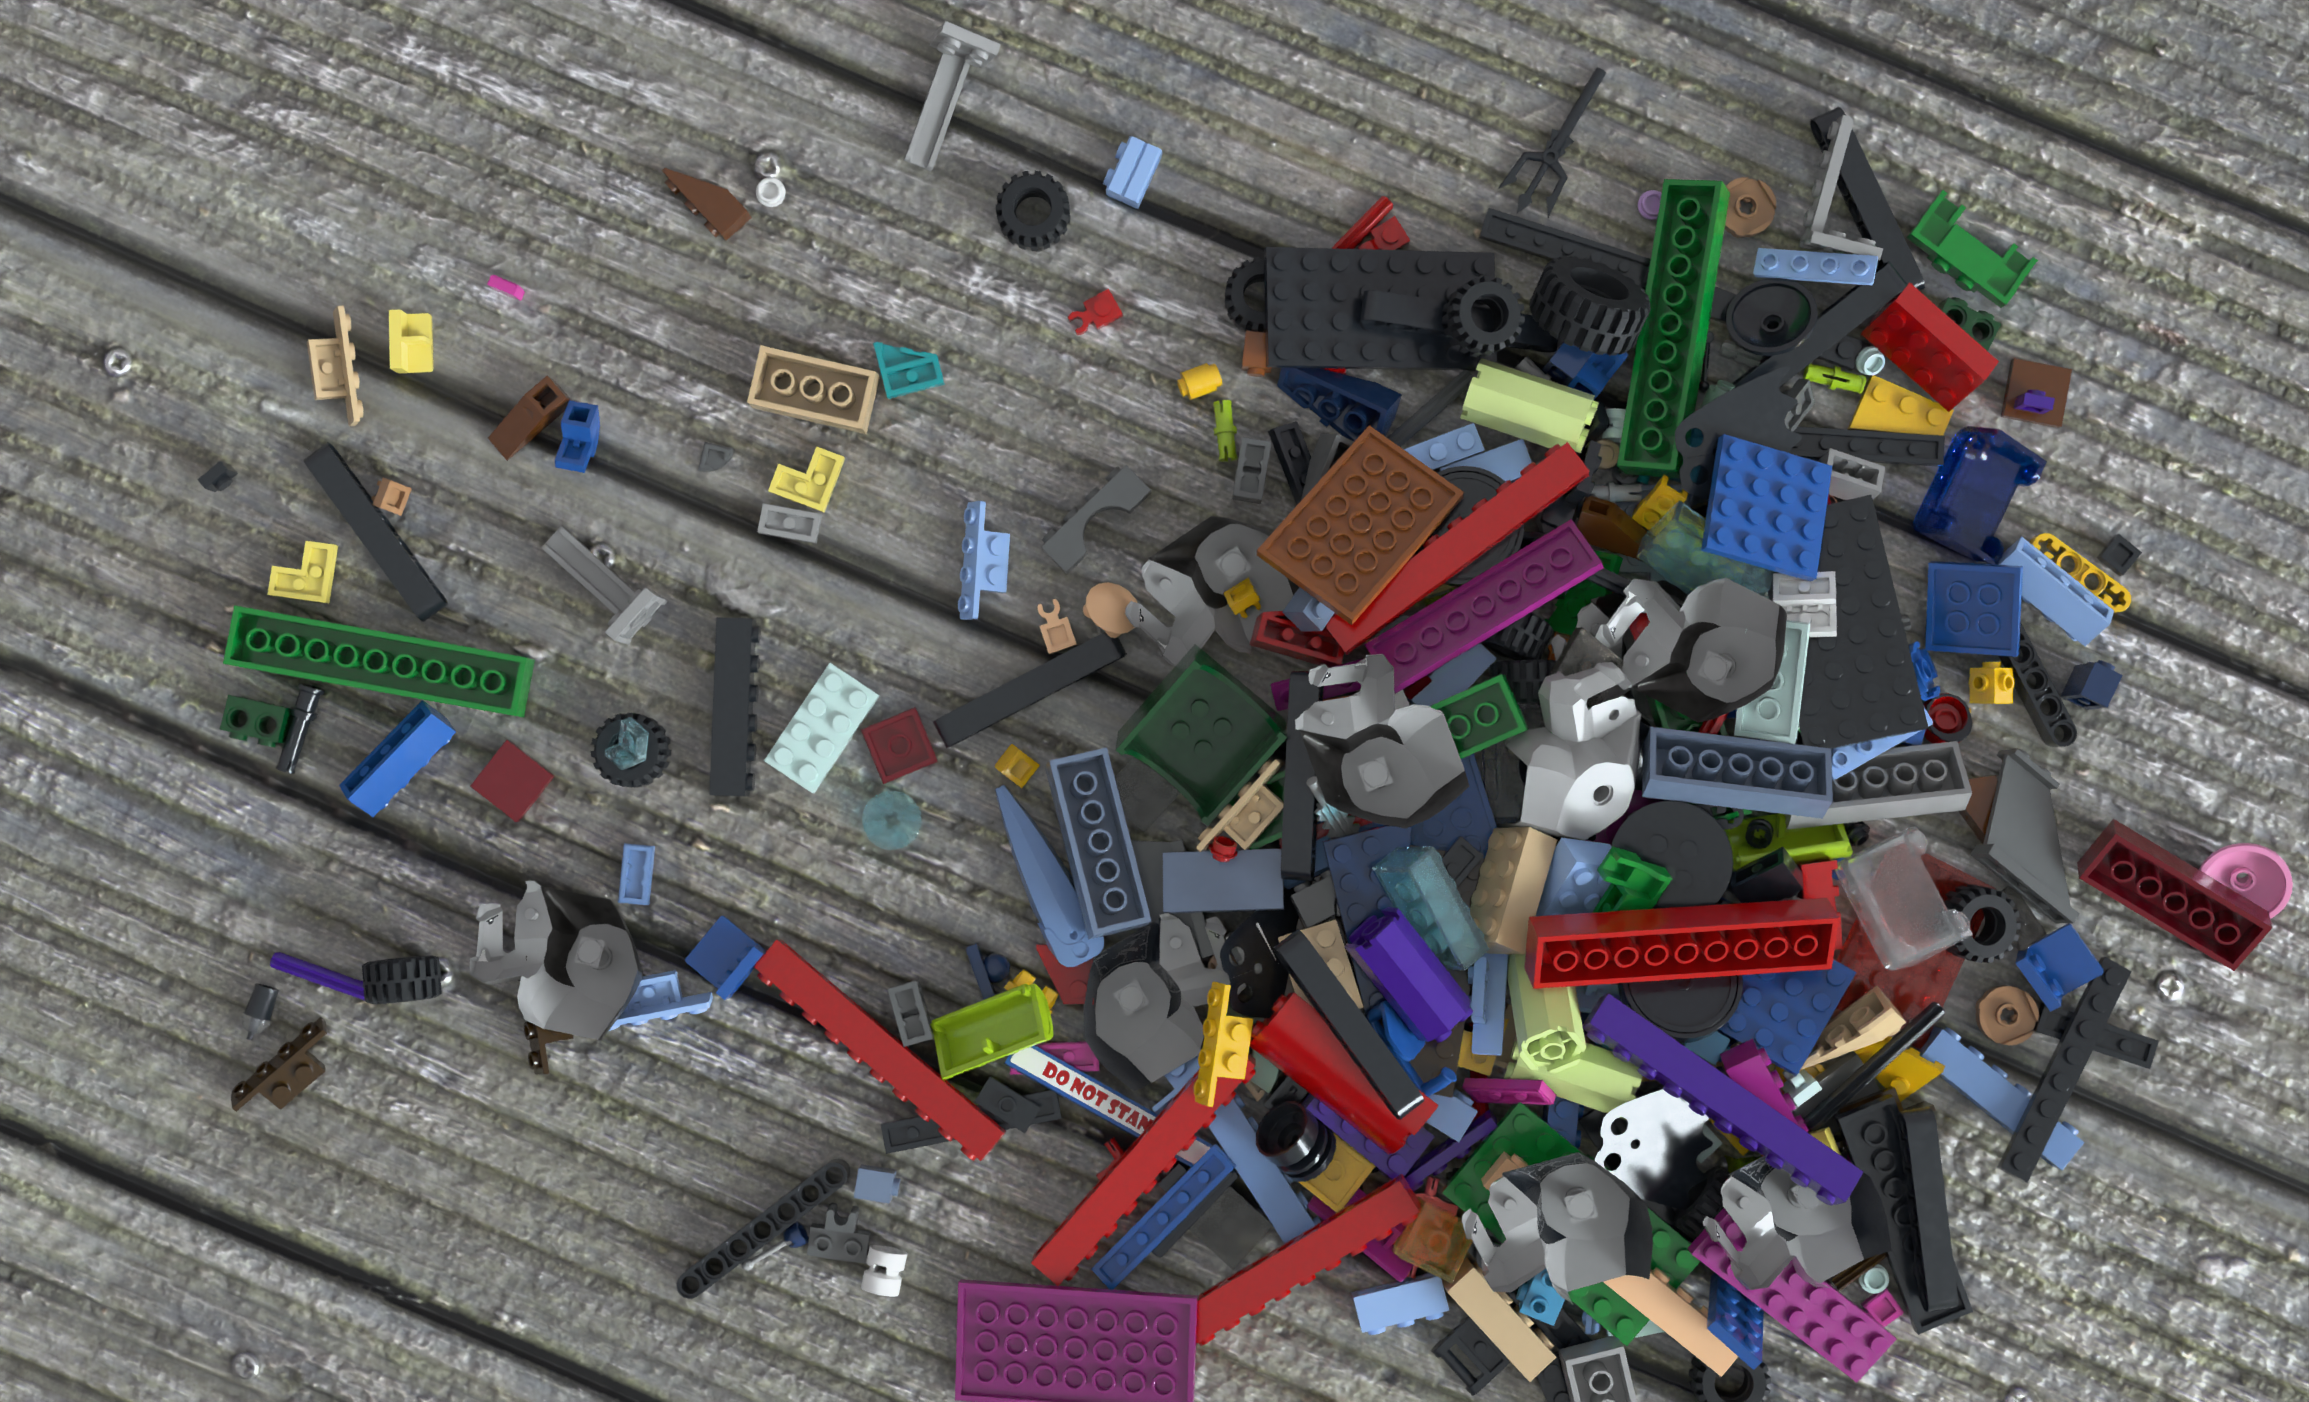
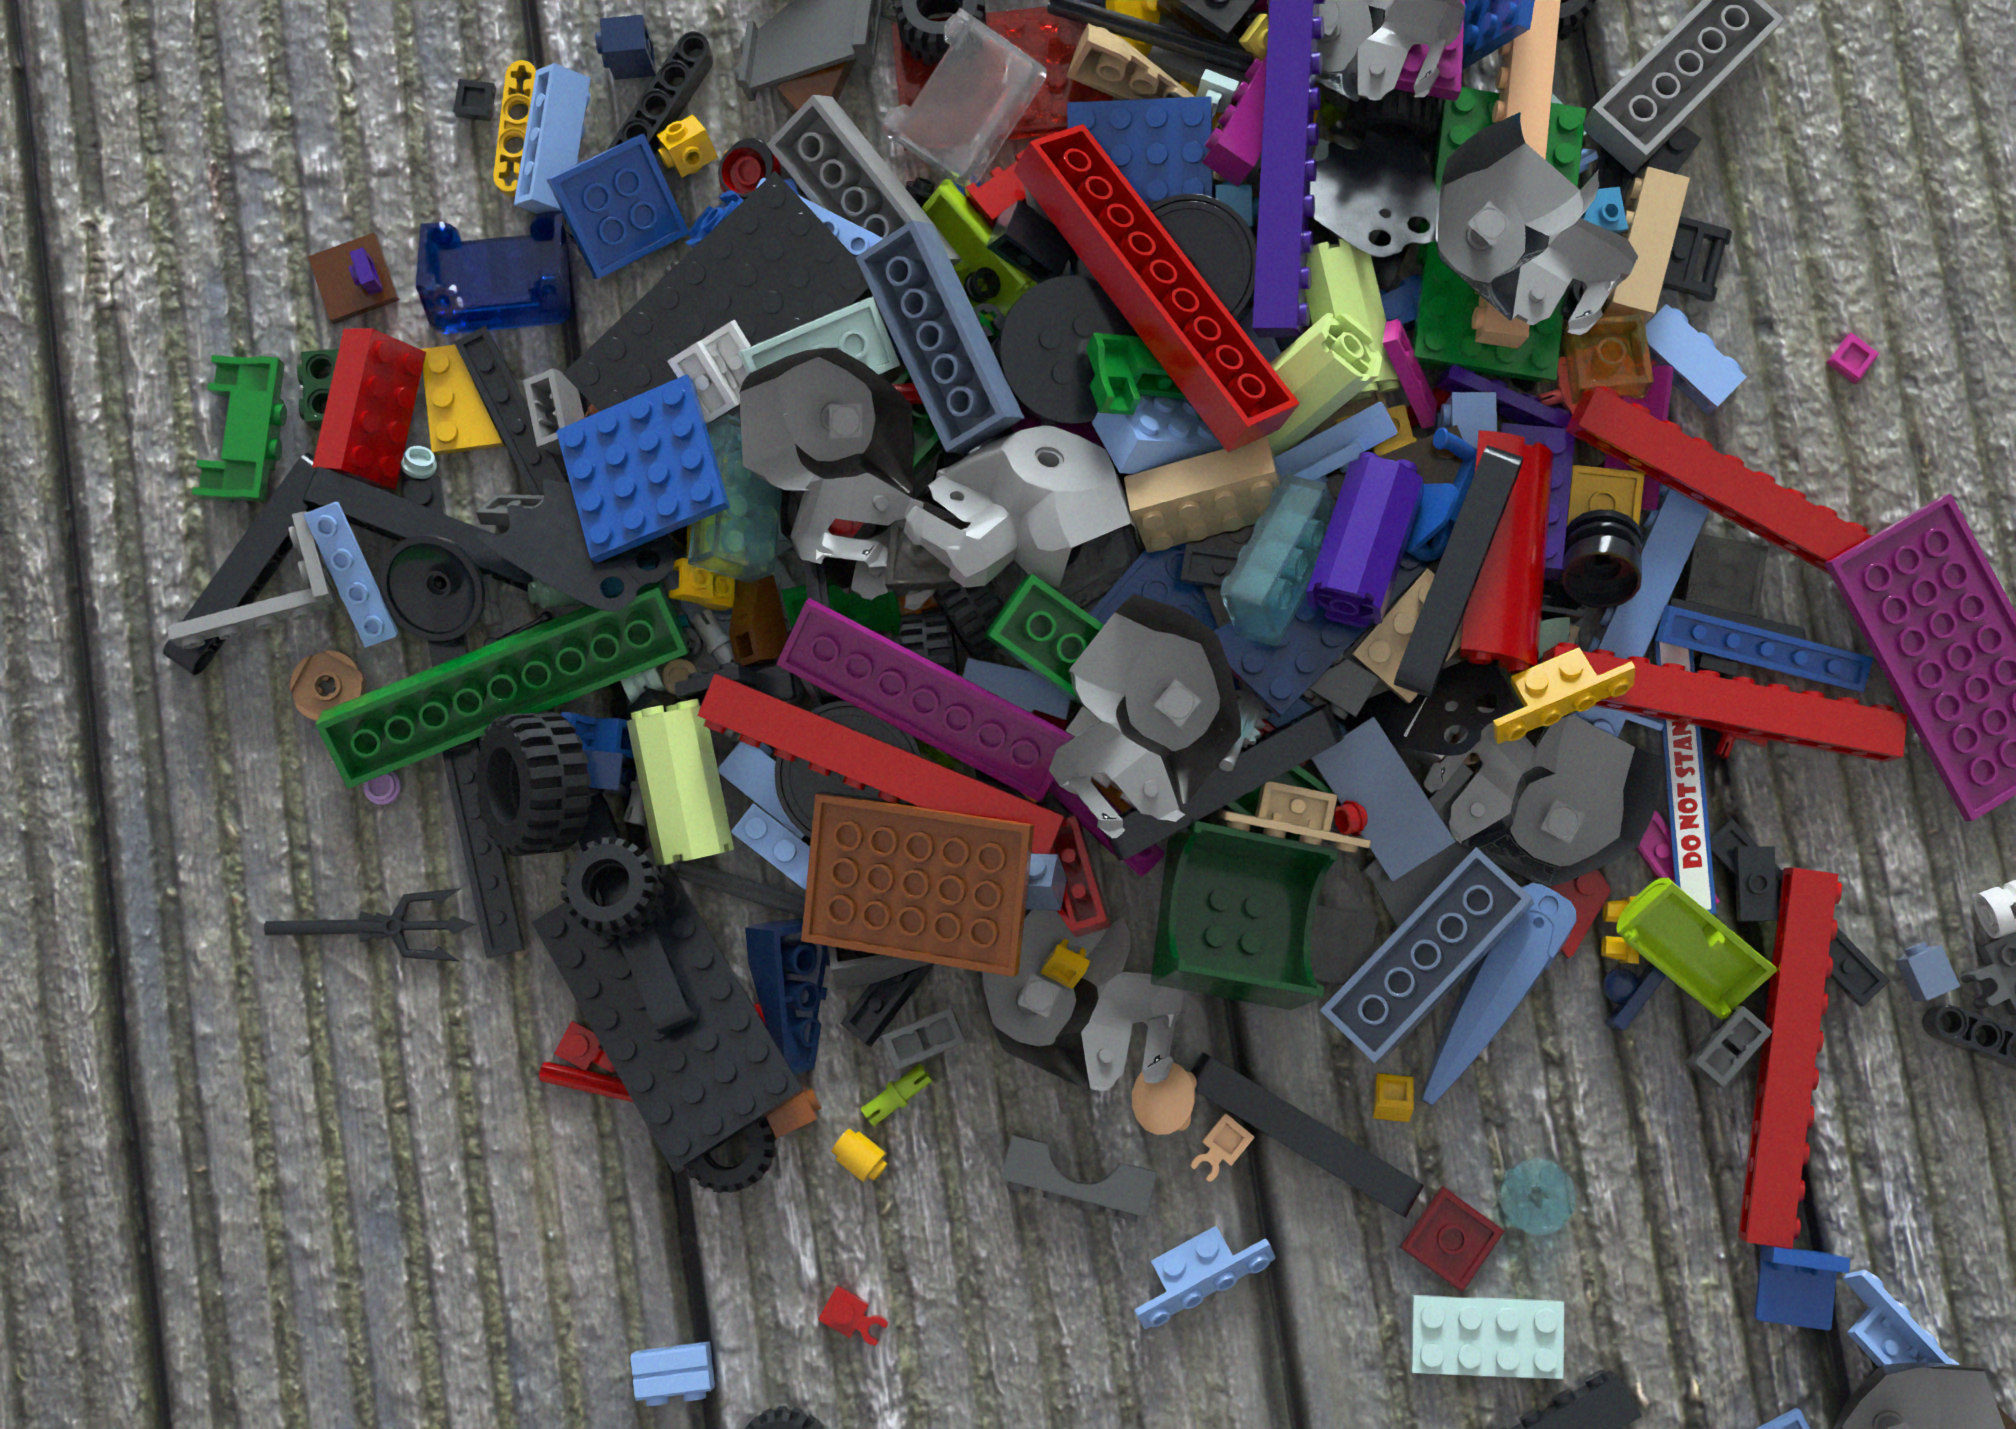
camera: 120 degrees left, 5 degrees down
(1853, 381) = (452, 466): lime pin -> none

